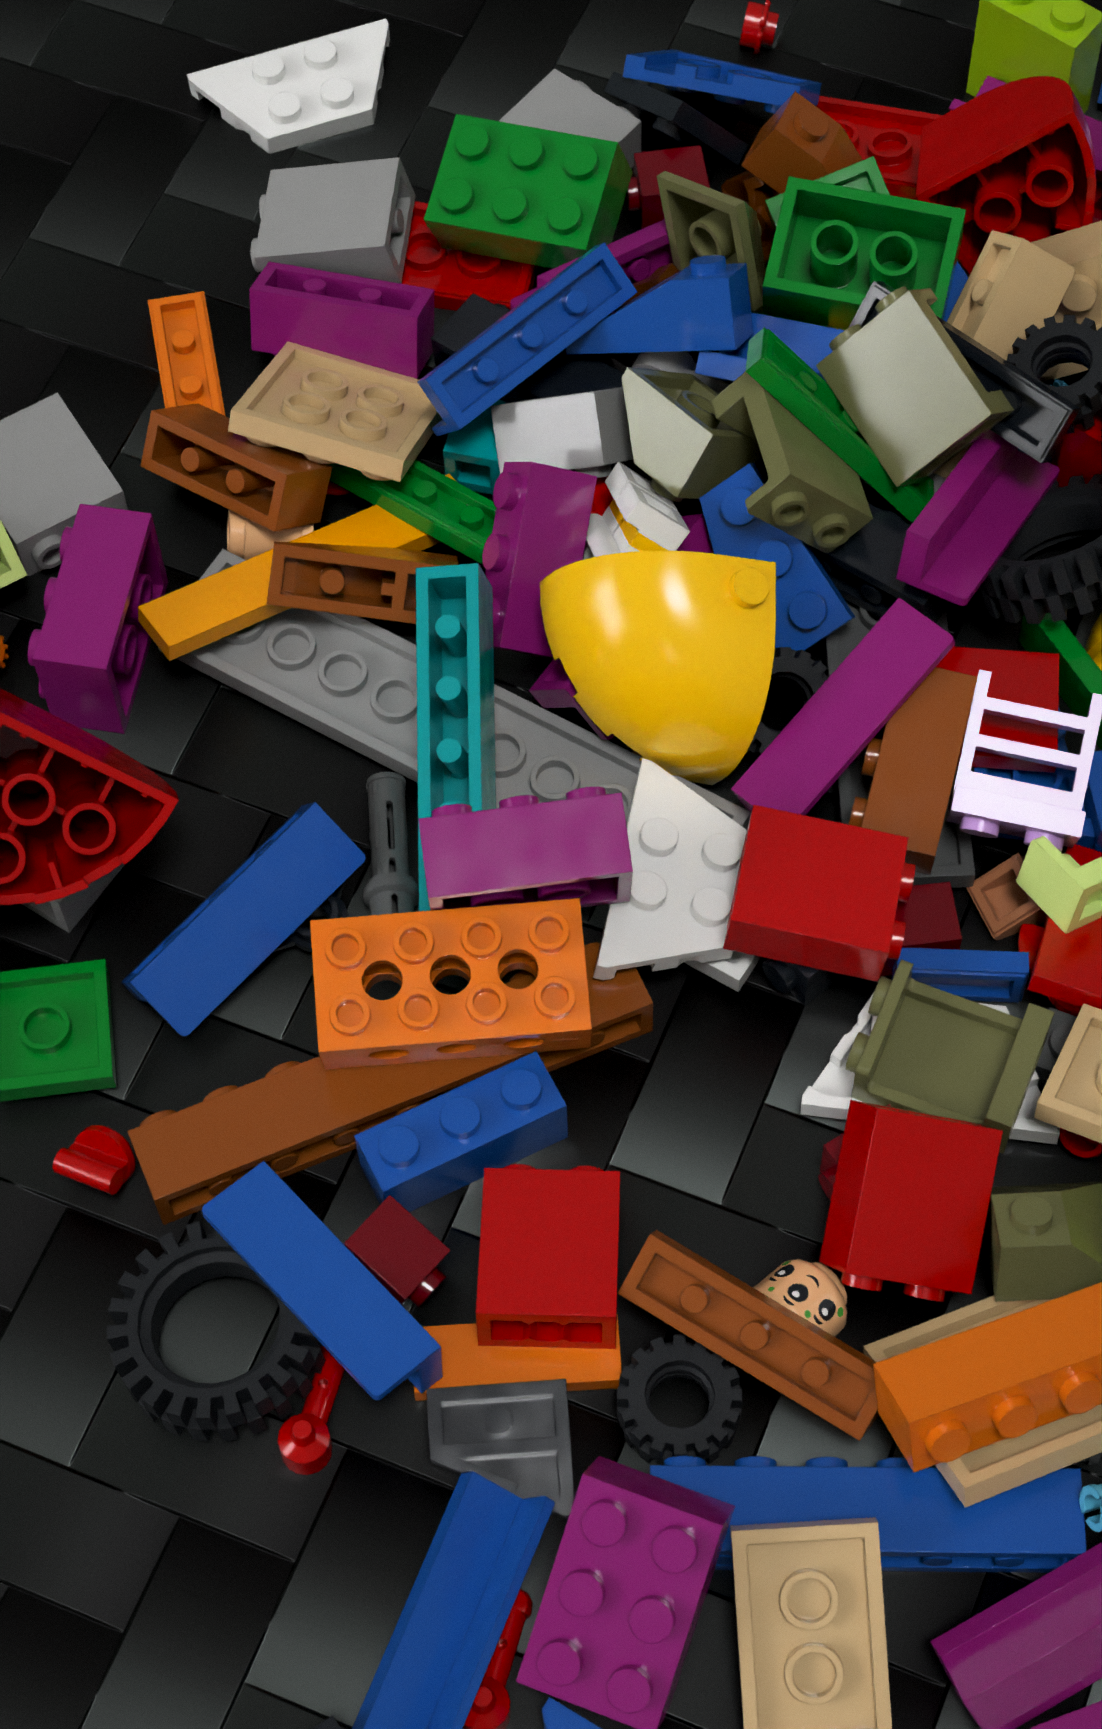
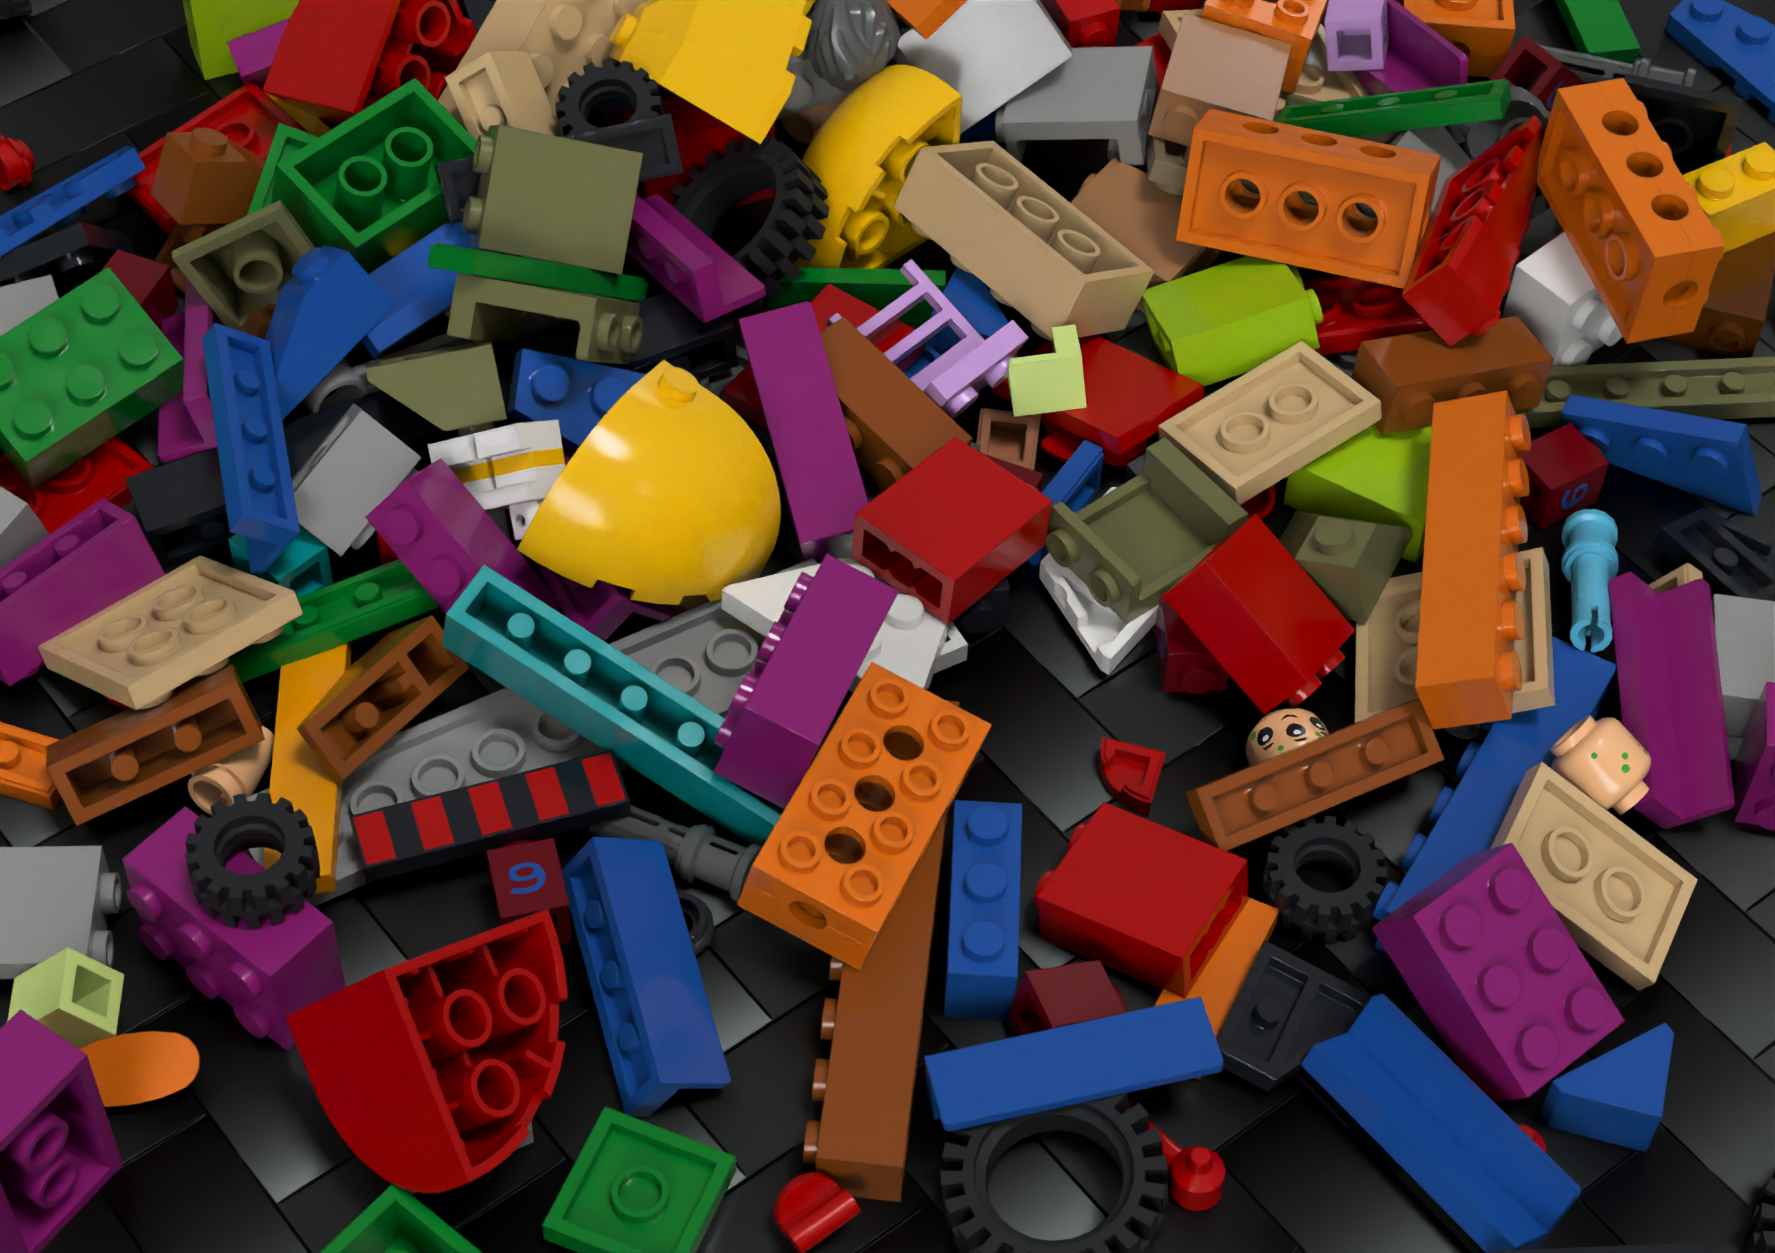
camera: 65 degrees left, 10 degrees down
(108, 552) = (246, 827): none -> black tyre
(269, 792) = (529, 880): none -> dark red brick
(317, 725) = (489, 815): none -> black tile
(703, 1188) = (1131, 773): none -> red tile
(934, 1586) = (1603, 762): none -> light nougat head

